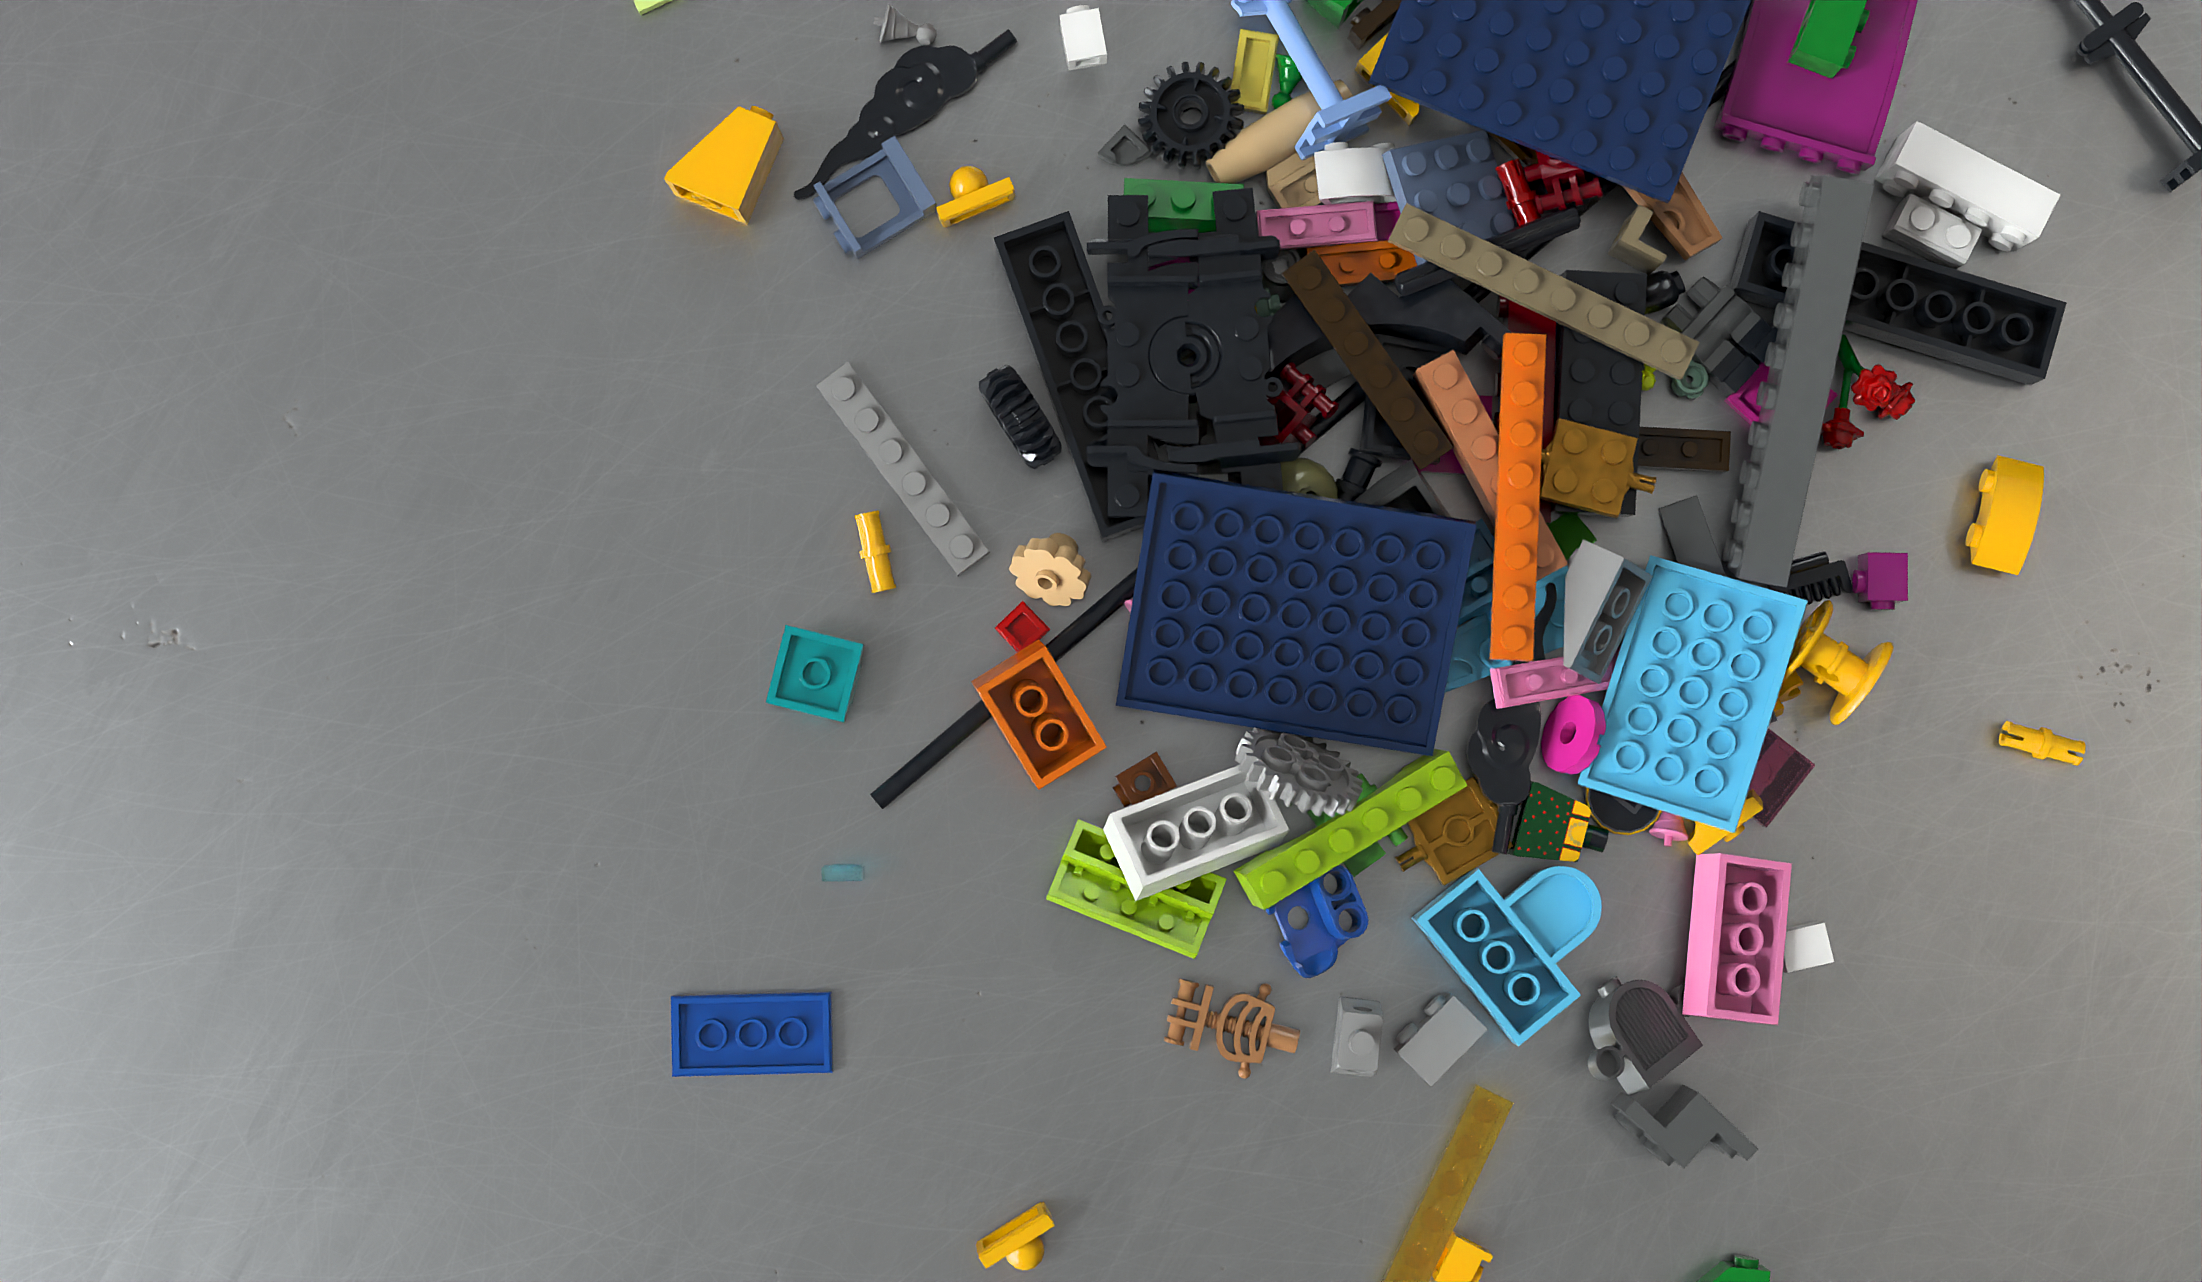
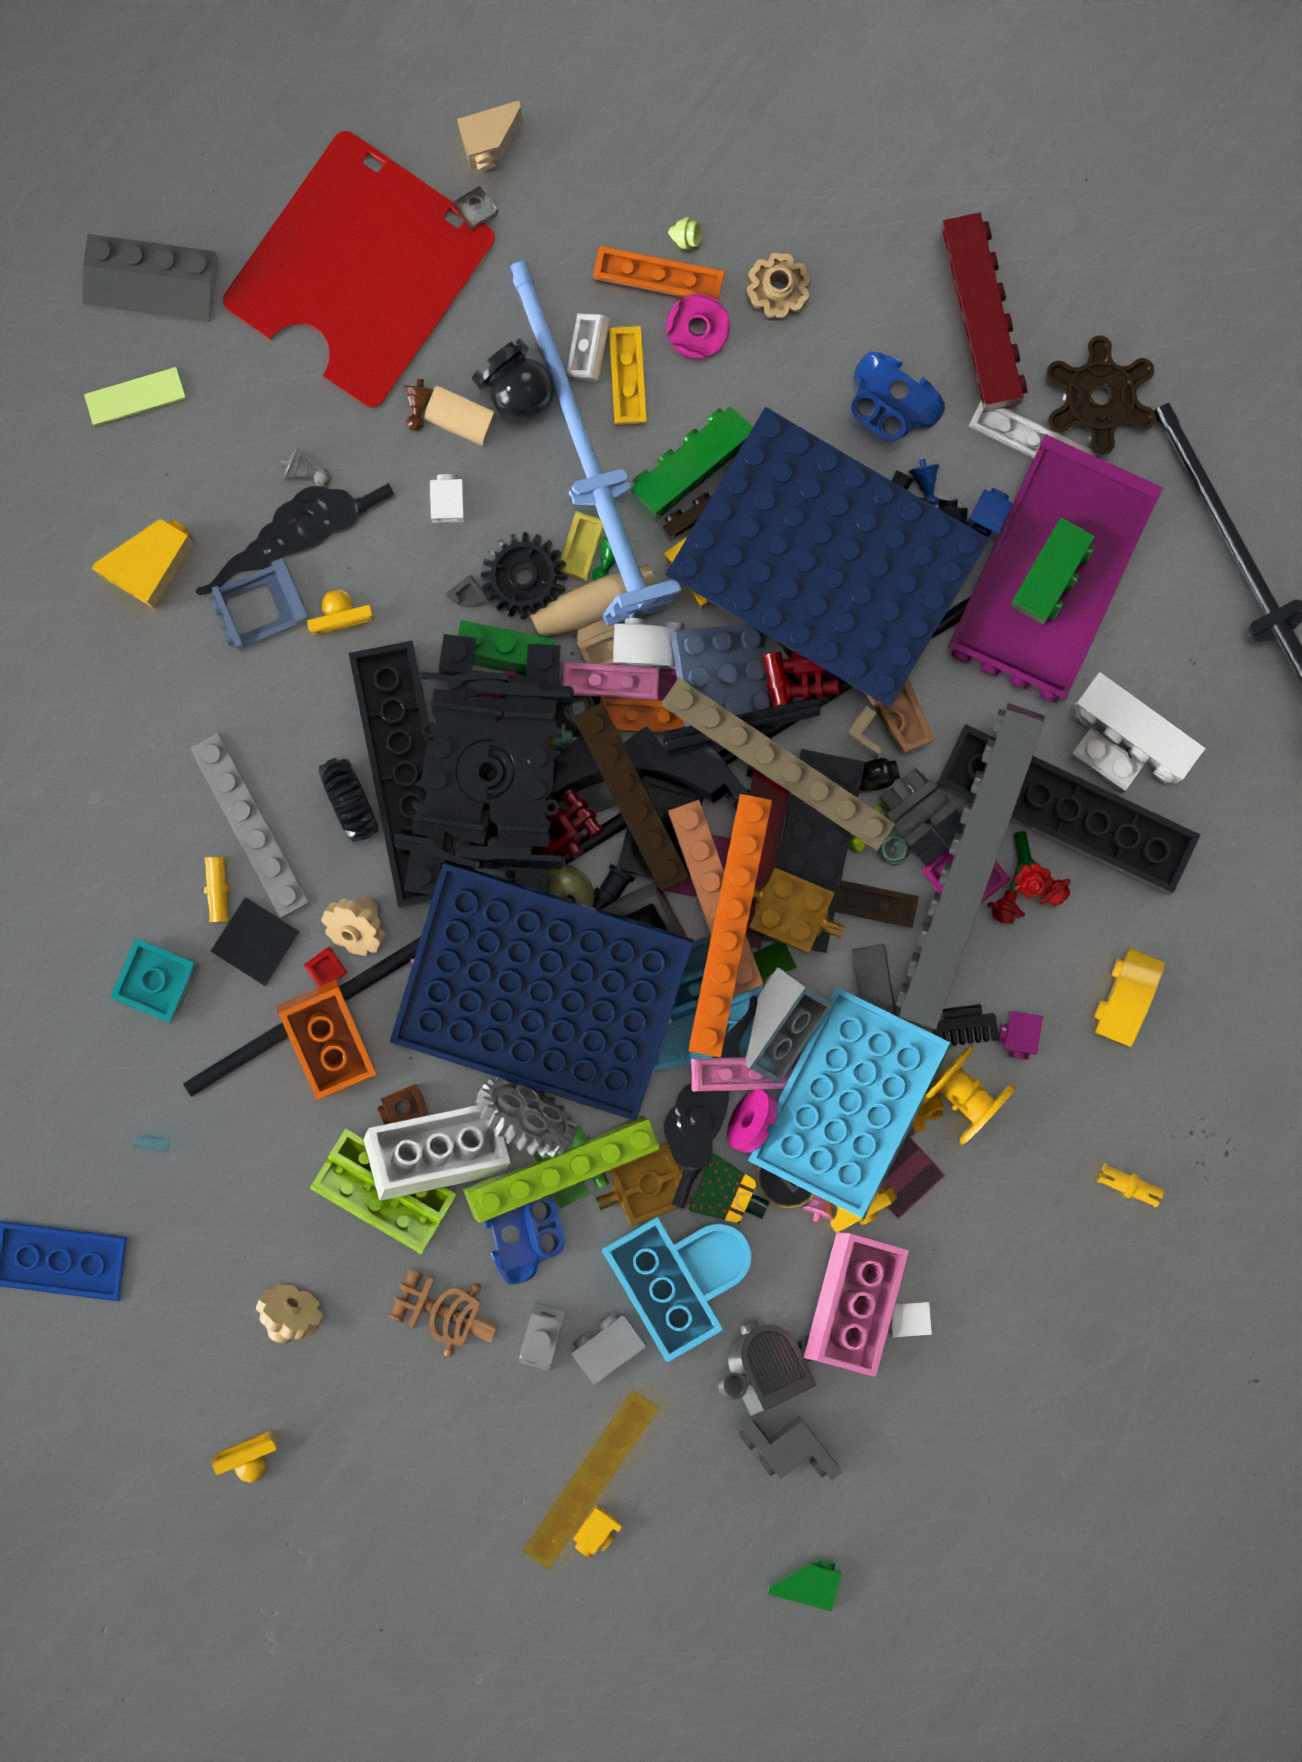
camera: 15 degrees right, 0 degrees up
(931, 608) = (255, 941): none -> black tile
(1043, 1055) = (288, 1313): none -> tan plant

